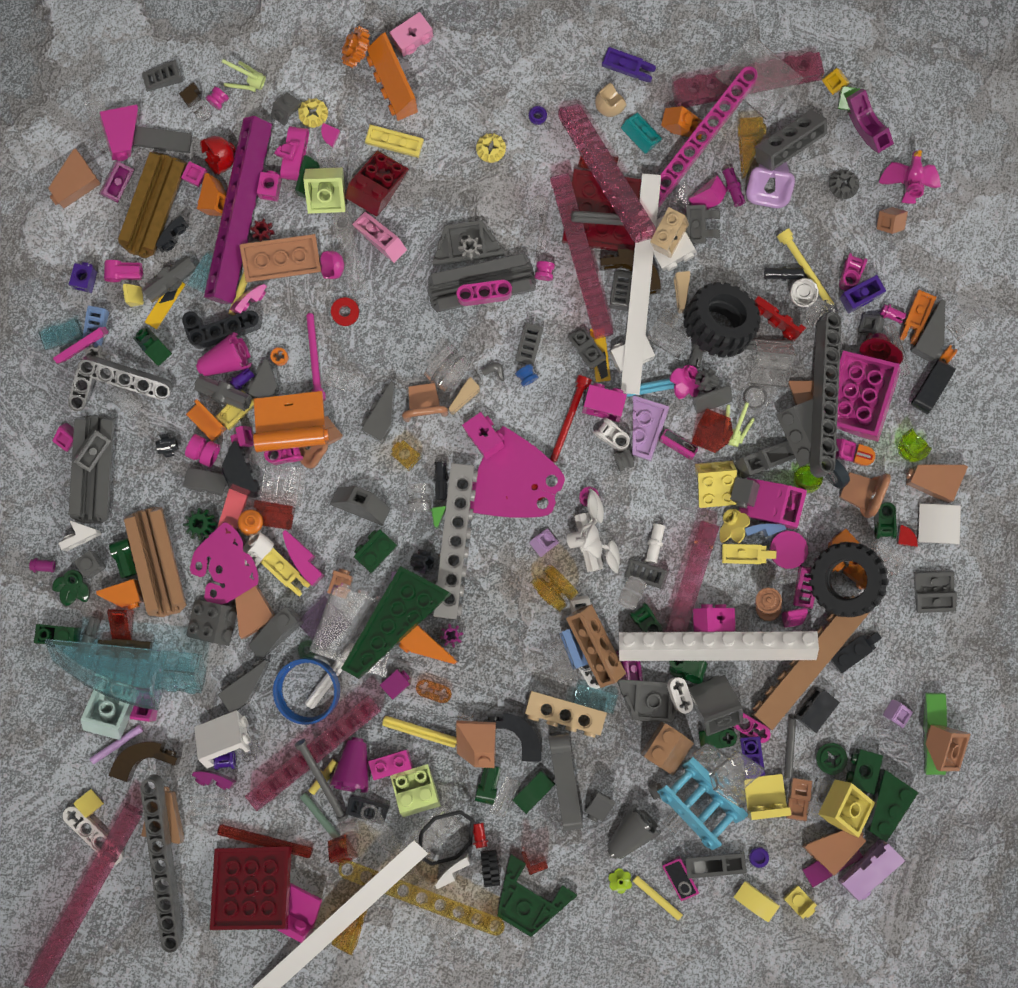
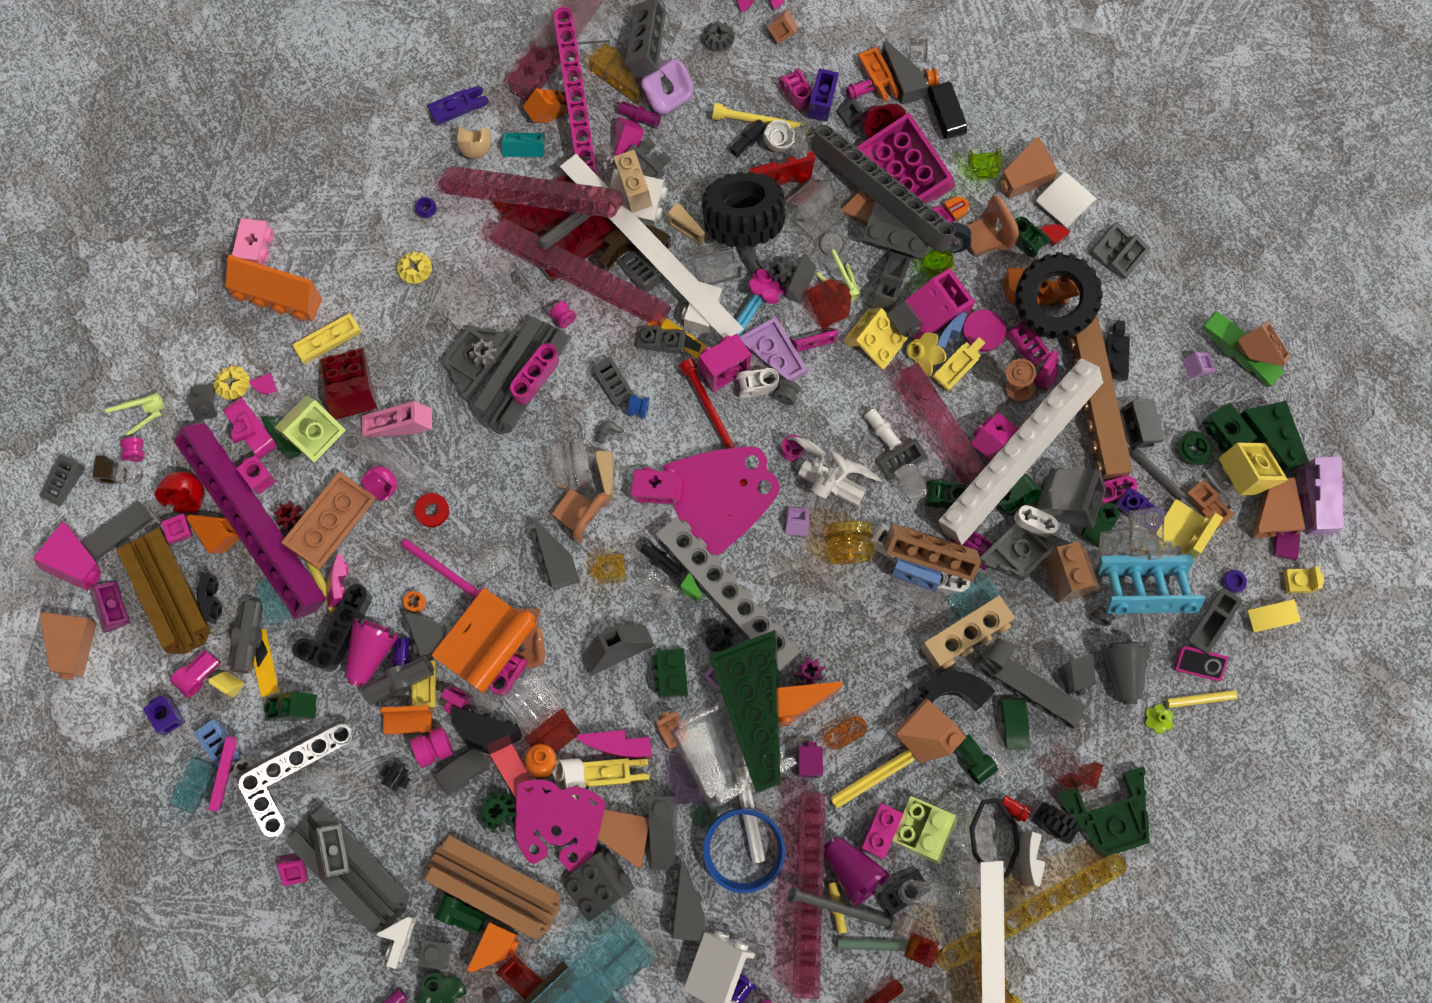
camera: 55 degrees left, 10 degrees down
(355, 46) = (214, 294): orange gear -> none

